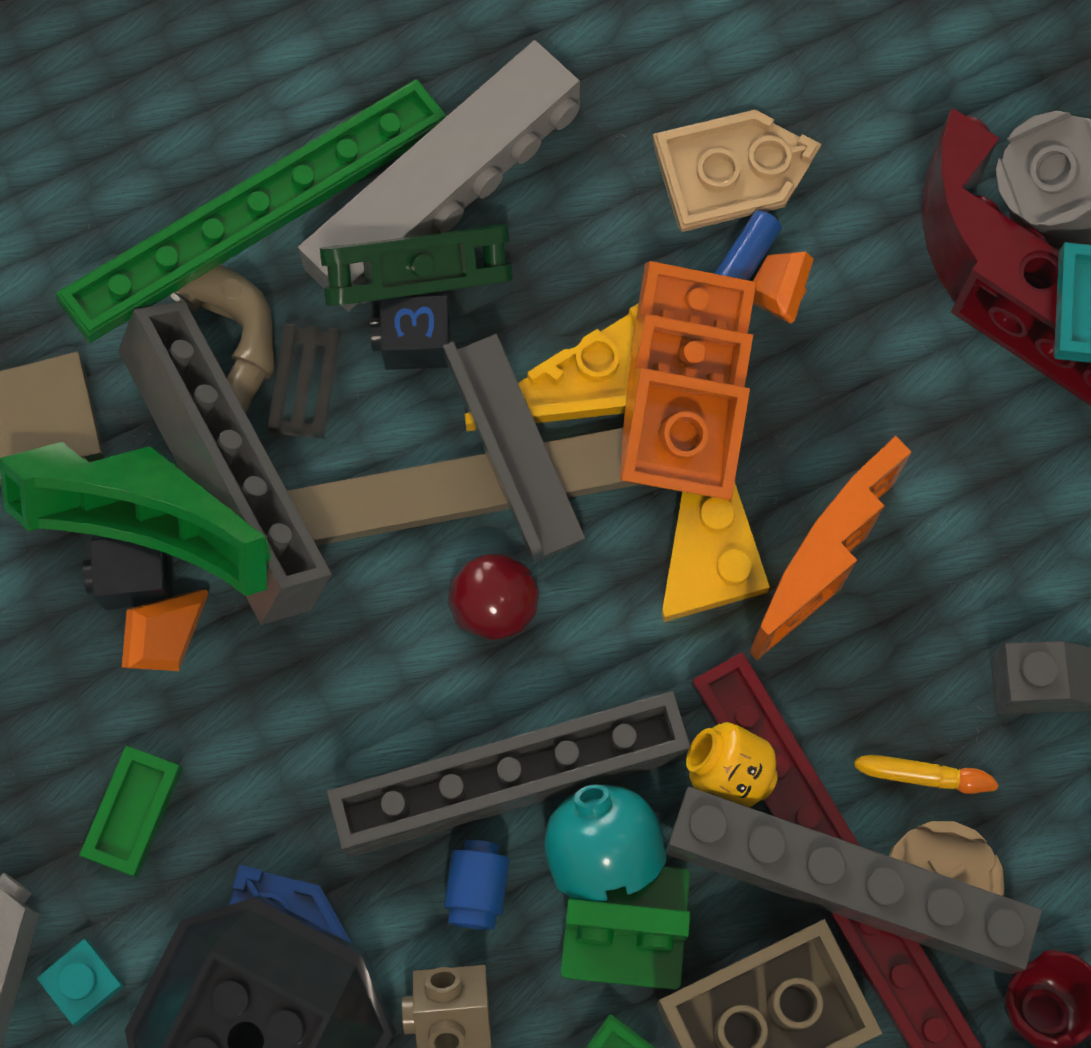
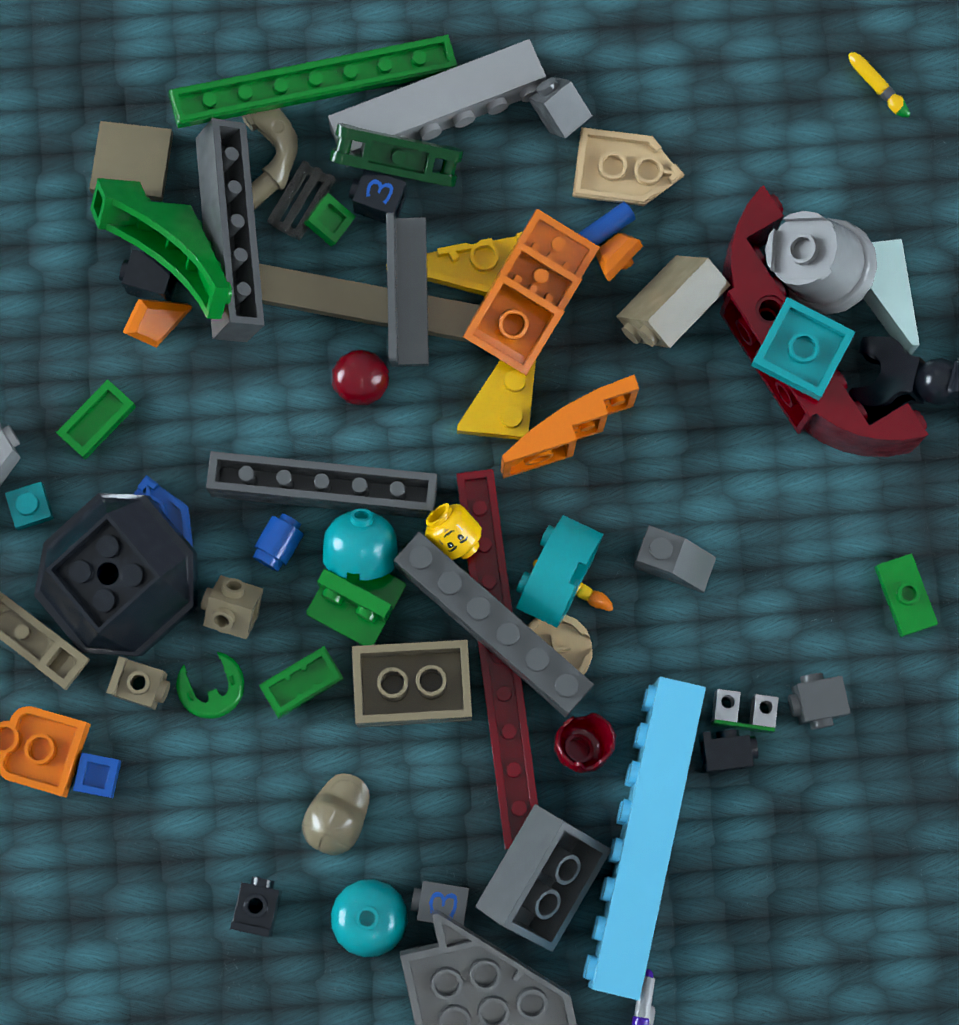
camera: 20 degrees right, 5 degrees up
(357, 391) = (329, 219): none -> green plate
(615, 115) = (560, 106): none -> brick
(893, 316) = (672, 301): none -> dark tan brick
(903, 766) = (558, 571): none -> teal brick

